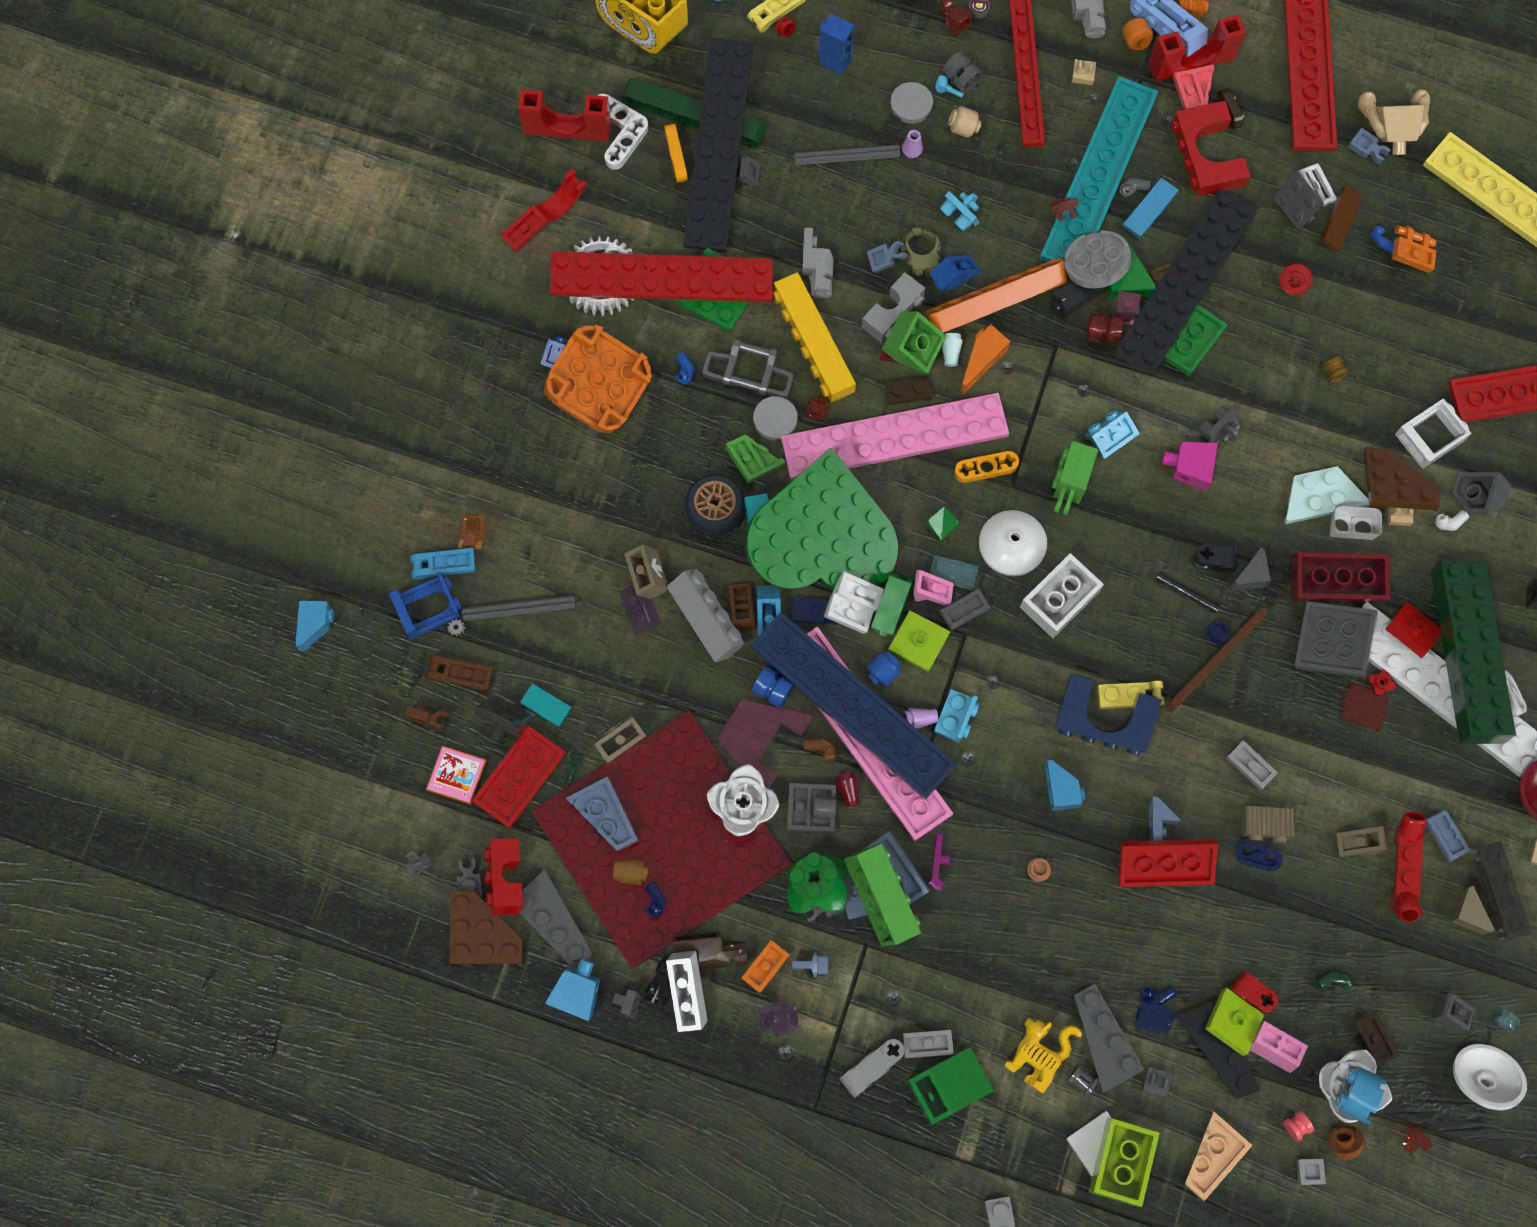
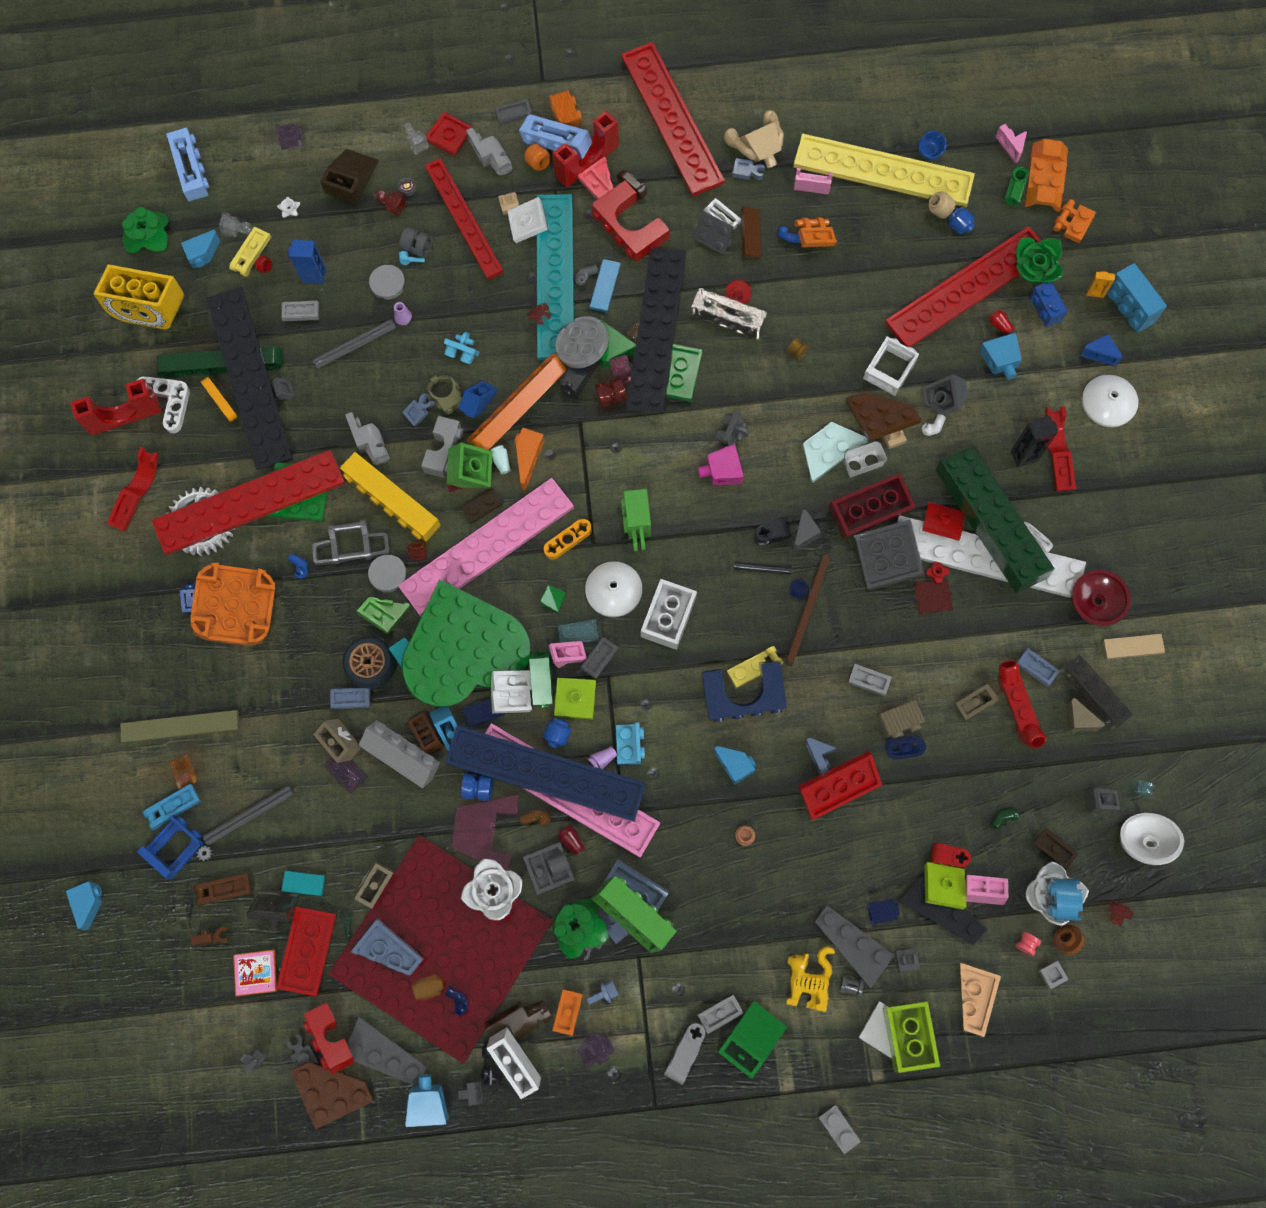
camera: 20 degrees left, 0 degrees up
(487, 483) = (180, 726): none -> olive tile
(678, 533) = (349, 698): none -> sand blue plate
(803, 94) = (300, 310): none -> light grey plate
(939, 859) = (666, 862): magenta piece -> none
(964, 121) = (434, 279): tan head -> none
(1096, 99) = (527, 220): none -> white tile
(1111, 433) = (651, 471): medium azure bracket -> none
(1157, 998) = (879, 894): clear blue arm -> none
(1275, 297) = (728, 313): none -> clear smoke brick
(1436, 192) = (812, 182): none -> bright pink hinge

